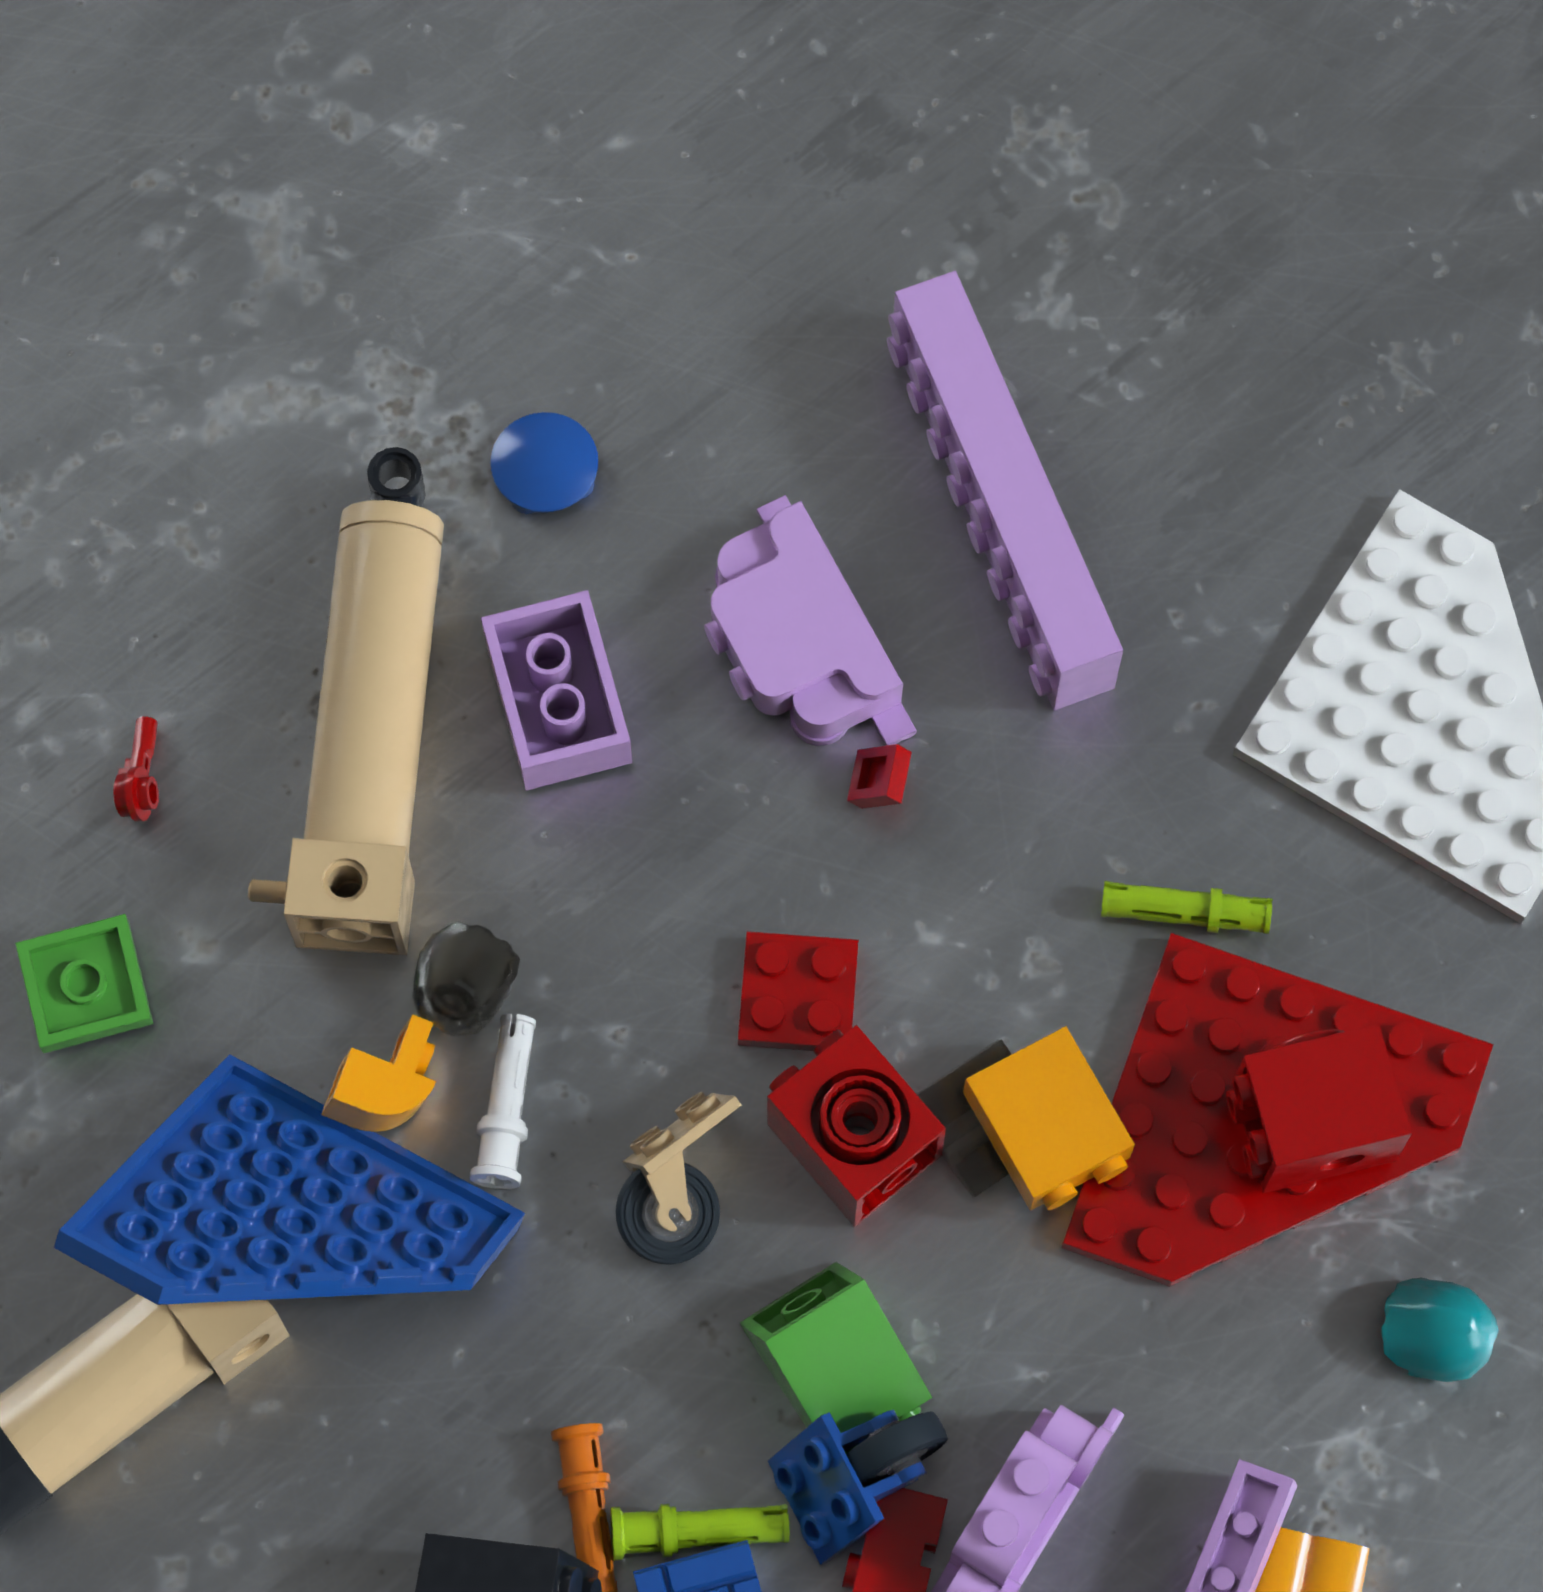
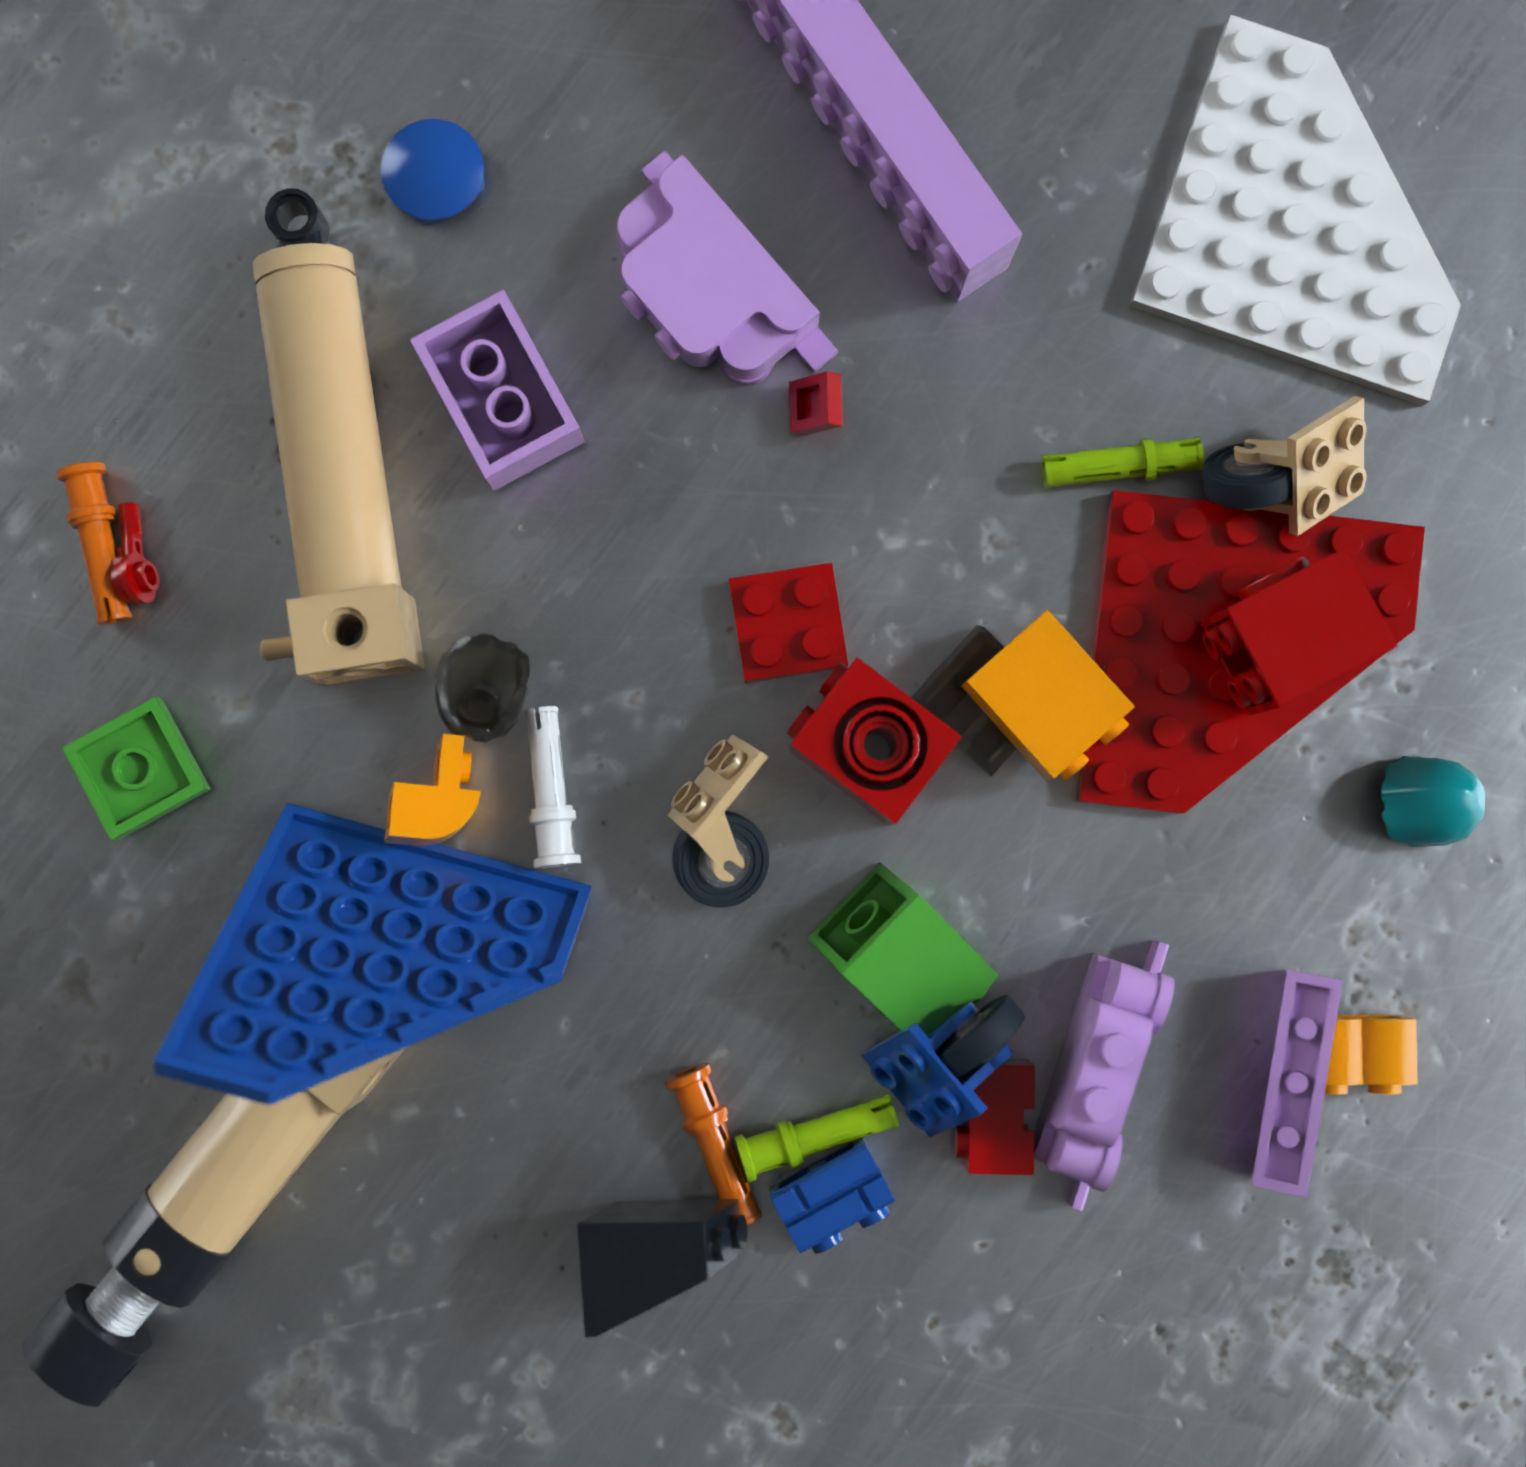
camera: 15 degrees left, 15 degrees up
(108, 724) = (92, 518): none -> orange pin
(1375, 955) = (1298, 476): none -> tan plate

